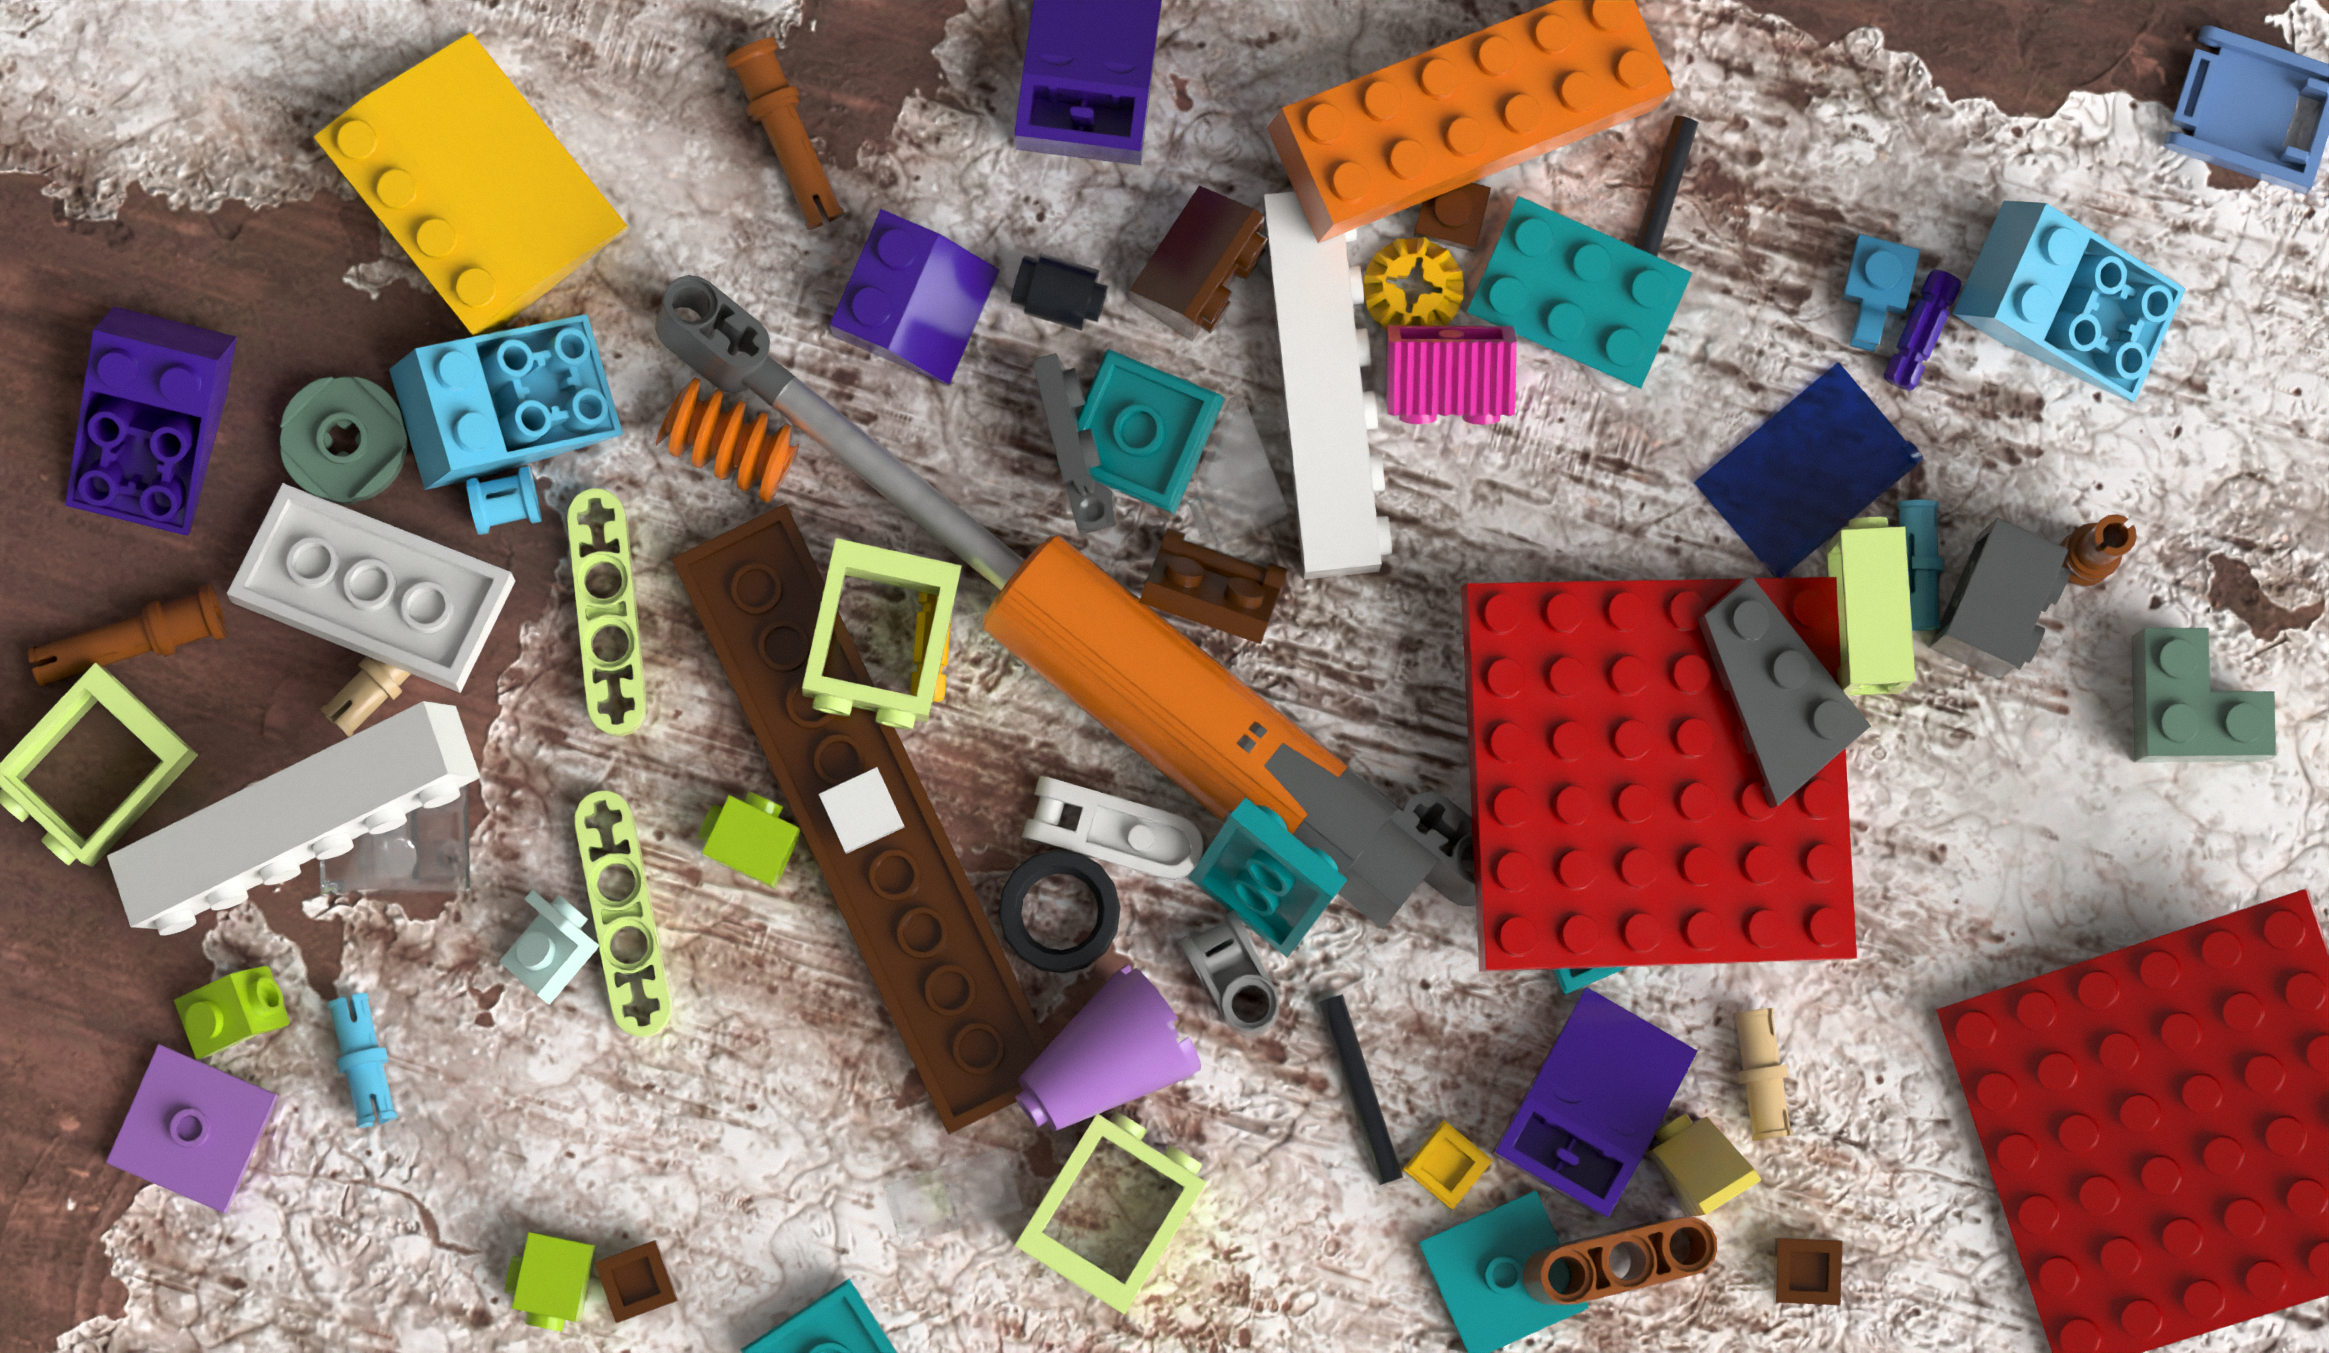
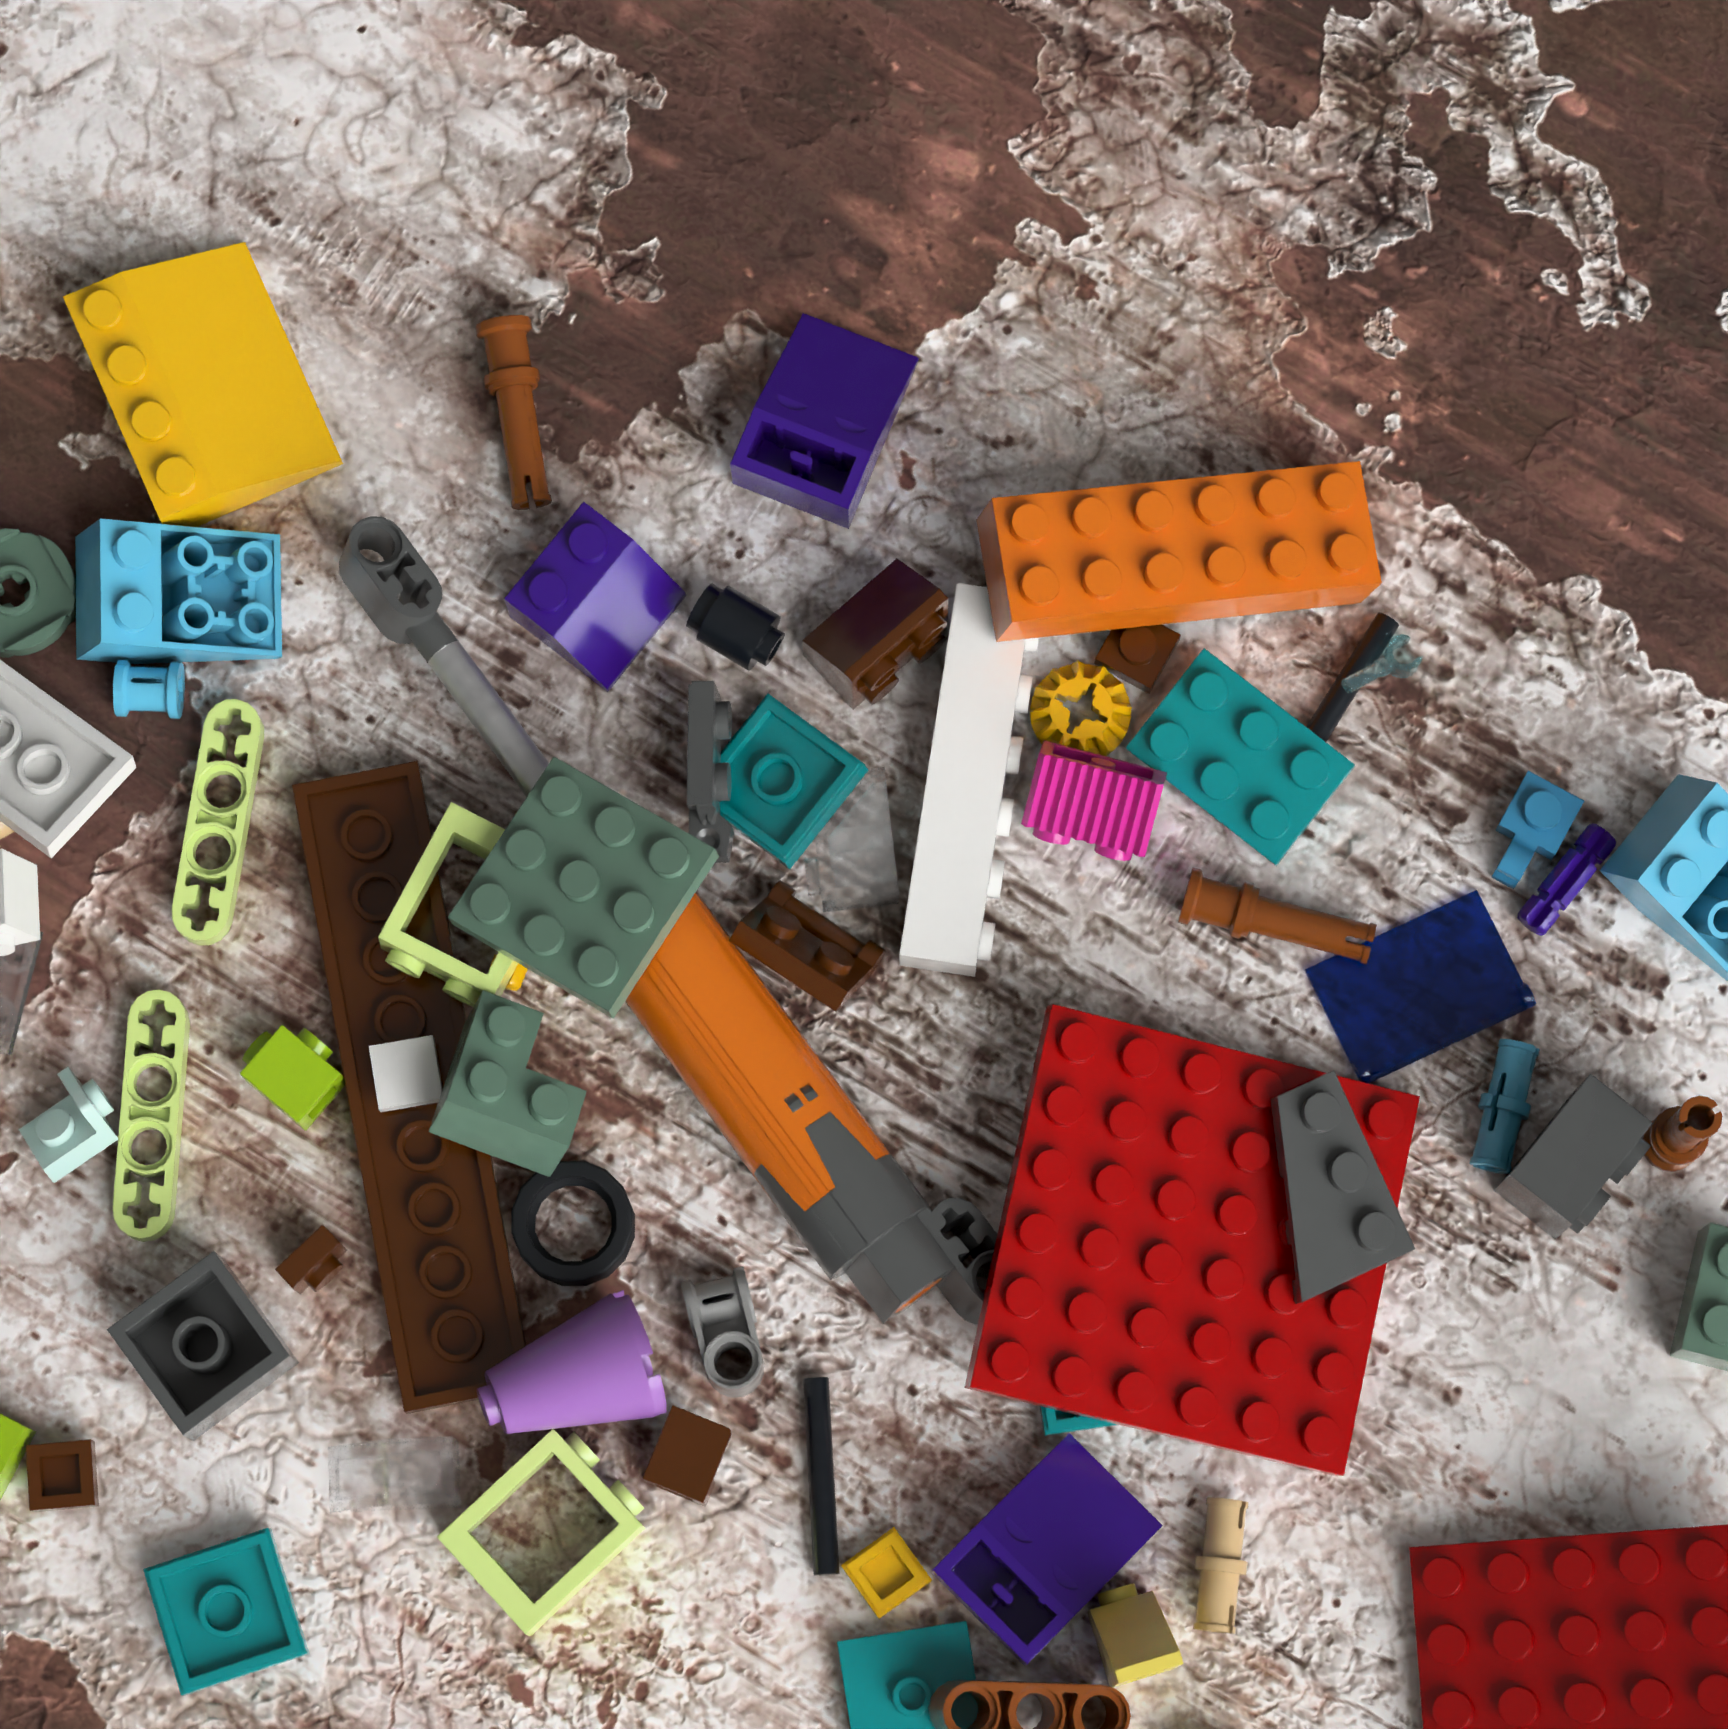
camera: 20 degrees right, 5 degrees down
(728, 440) = (378, 687): orange piece -> none
(739, 1123) = (203, 1346): none -> dark grey brick
(821, 1014) = (313, 1262): none -> reddish brown plate
(954, 813) = (497, 1101): none -> sand green brick
(989, 588) = (583, 887): none -> sand green plate
(1115, 830) = (652, 1160): white plate -> none
(1231, 1104) = (687, 1456): none -> reddish brown panel
(1268, 876) = (781, 1238): teal plate -> none
(1622, 441) = (1245, 911): none -> dark orange pin
(1692, 169) = (1383, 666): none -> clear light blue hand
(1872, 607) = (1446, 1134): yellowish green window -> none

